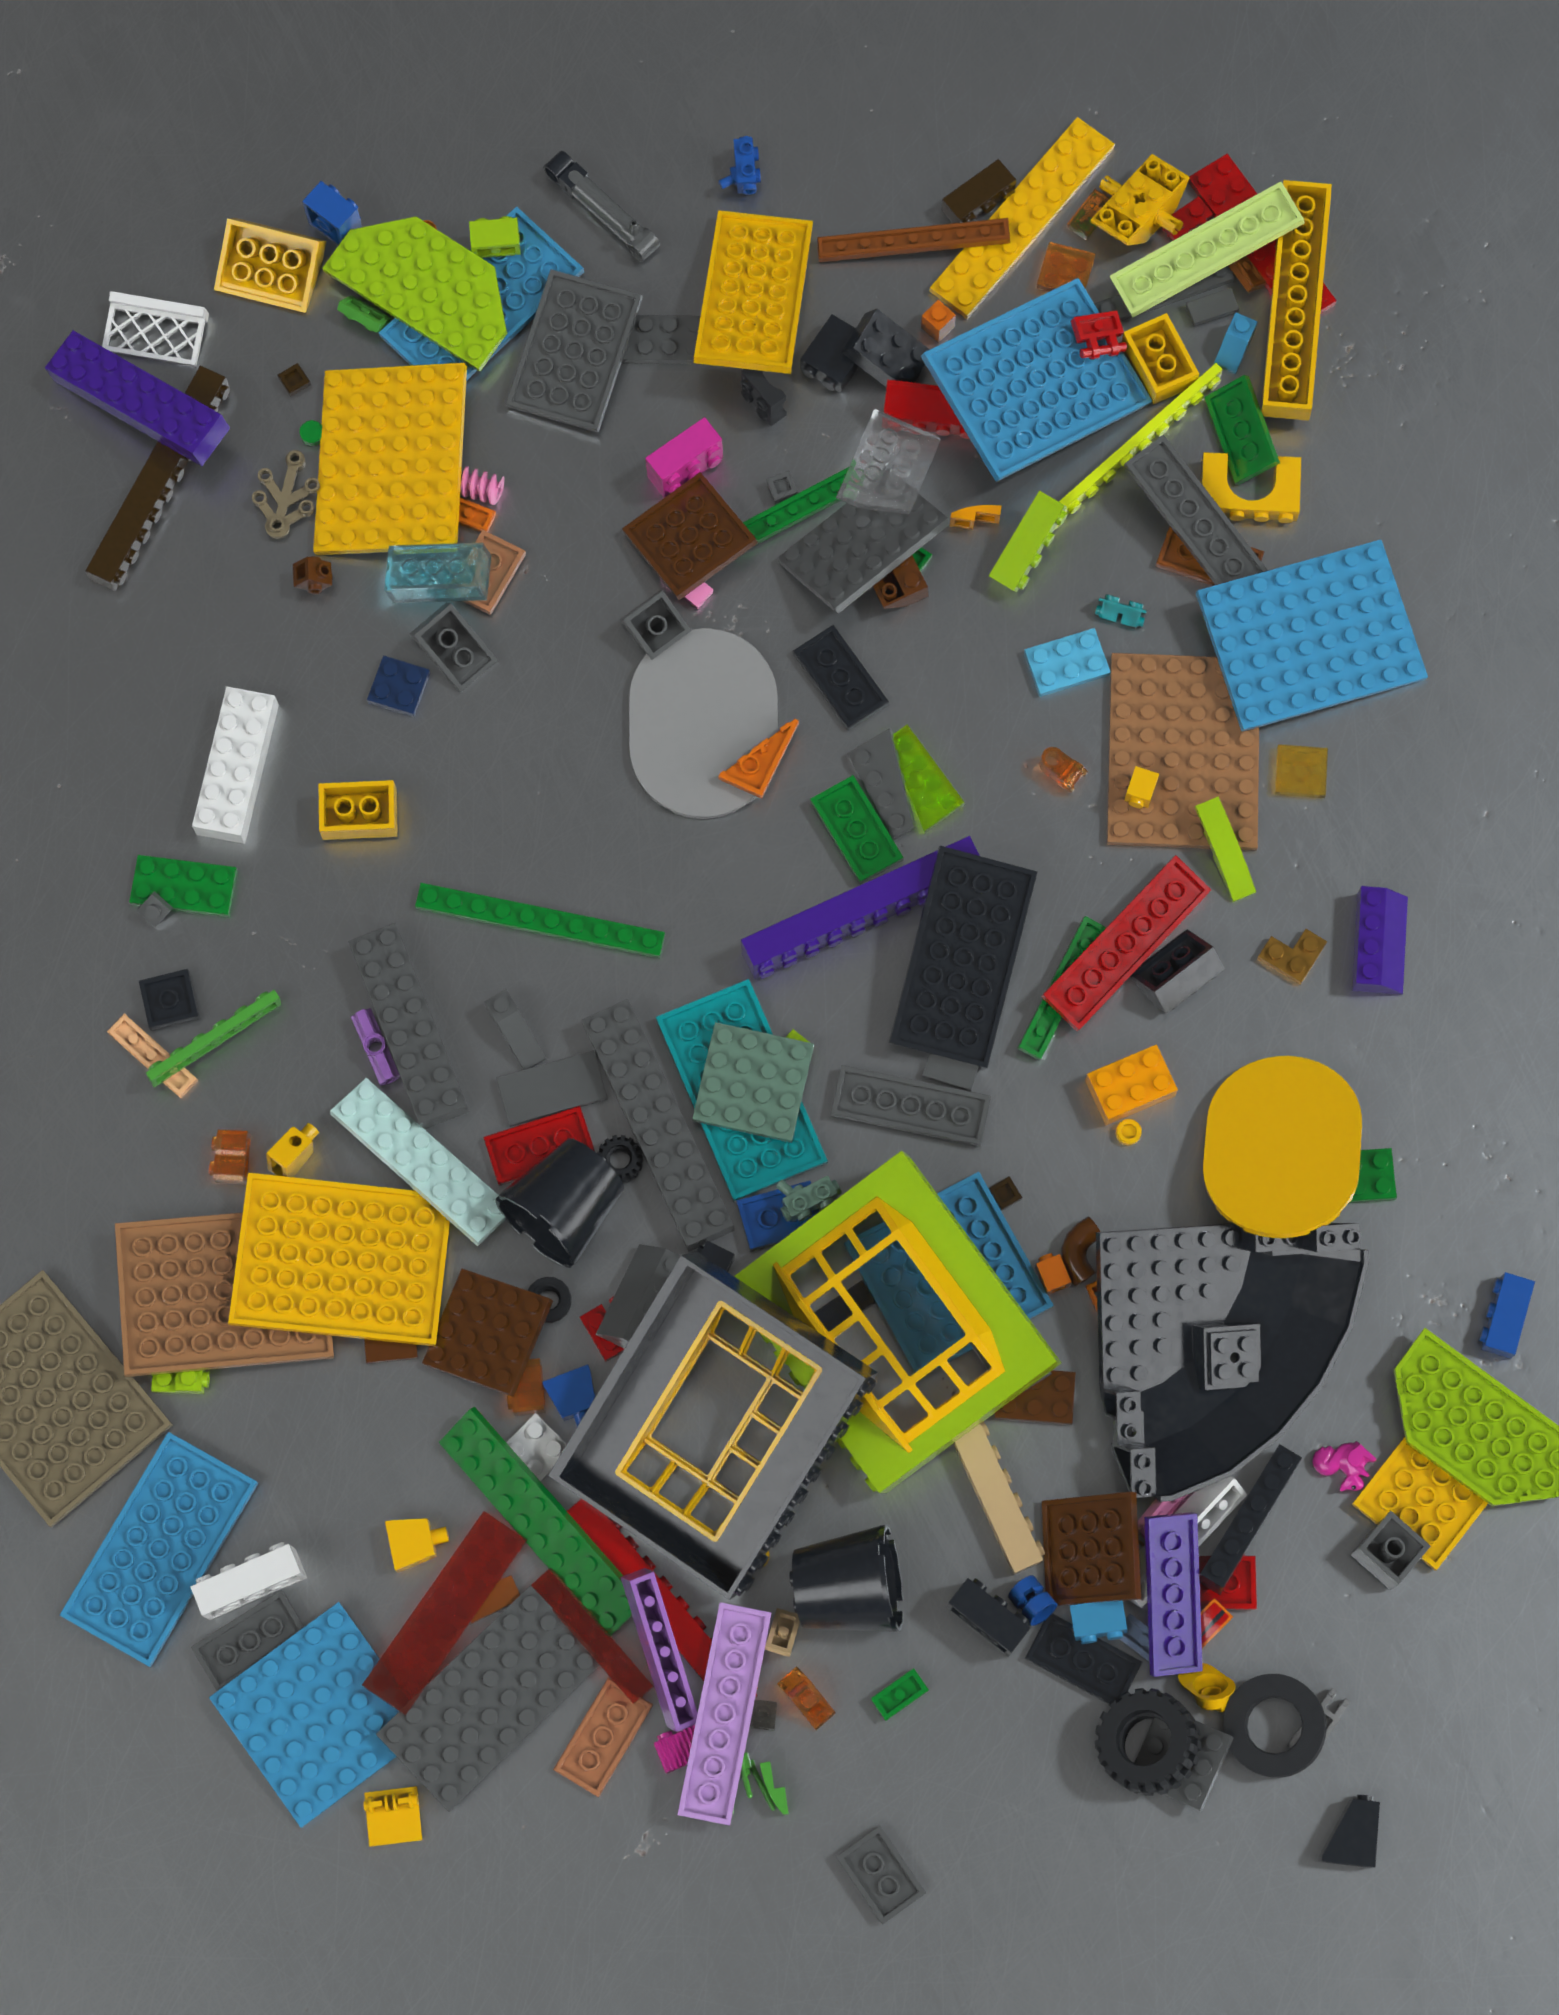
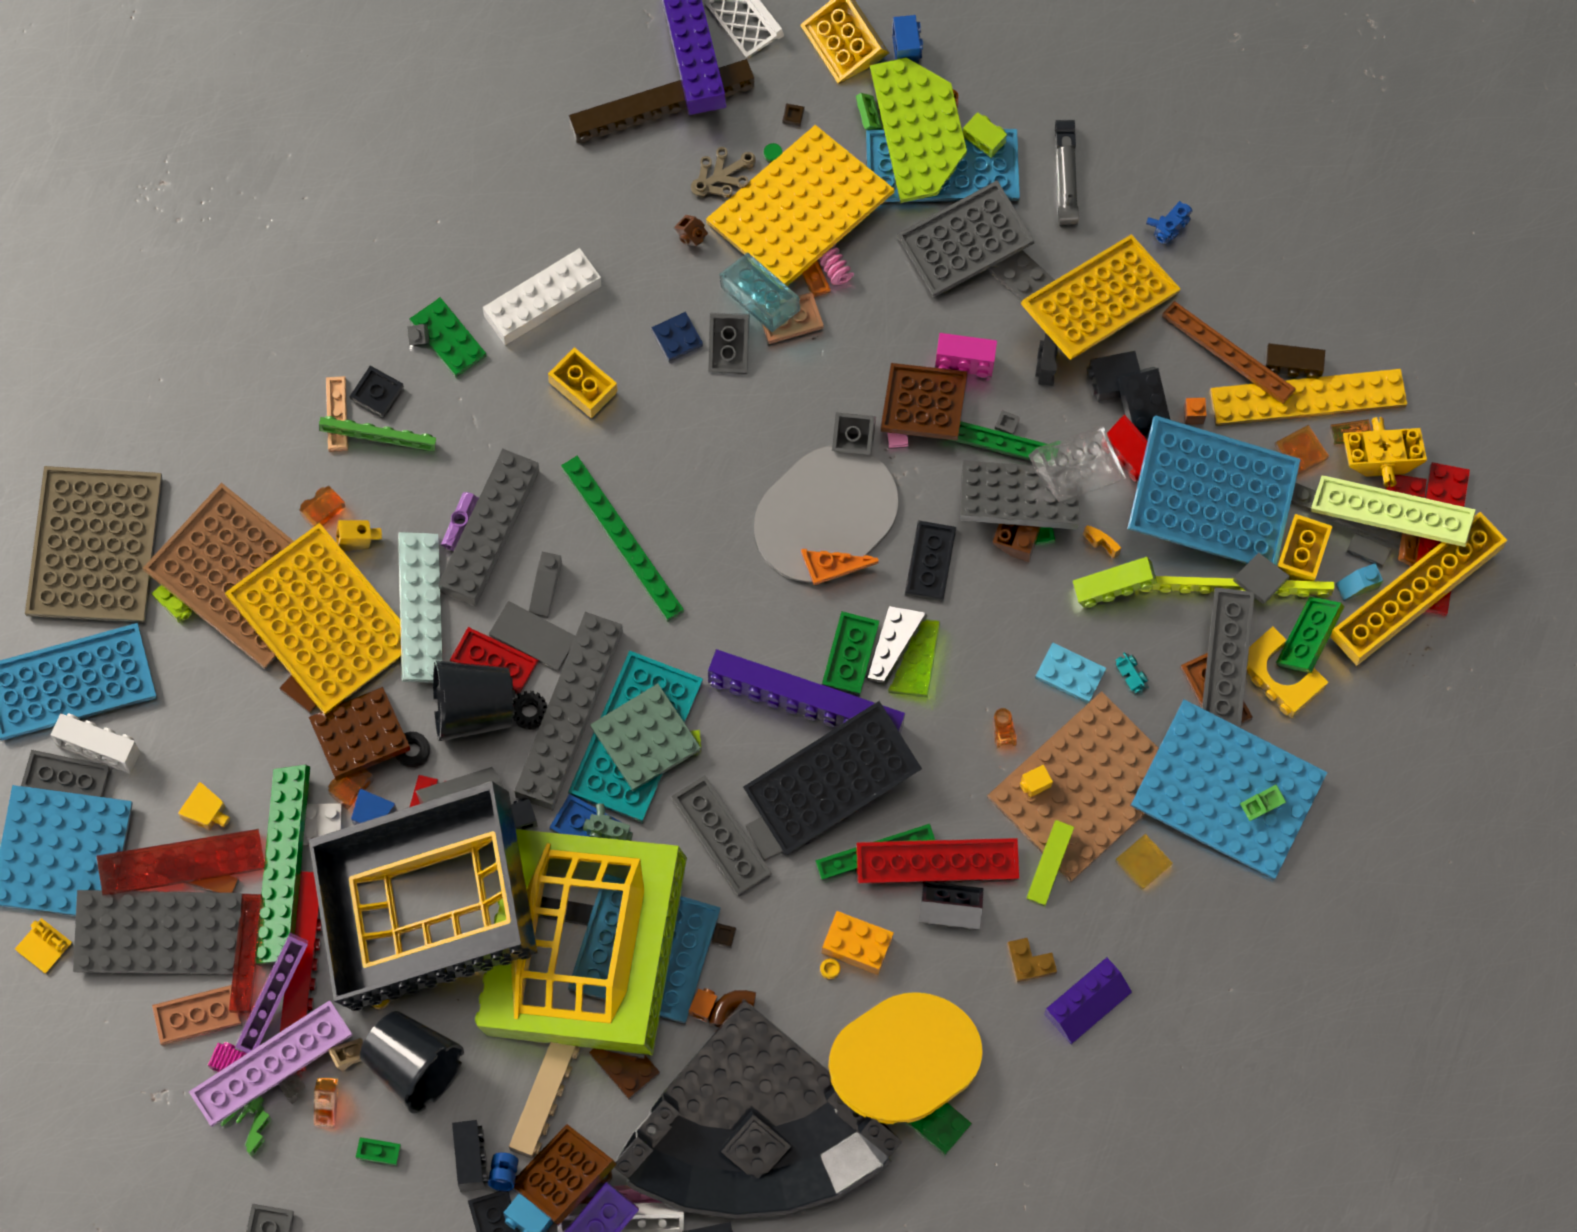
camera: 40 degrees right, 5 degrees down
(1098, 327) = (1280, 496): red plate -> none
(1151, 417) = (1261, 577): none -> dark grey tile
(1356, 618) = (1263, 802): none -> bright green slope

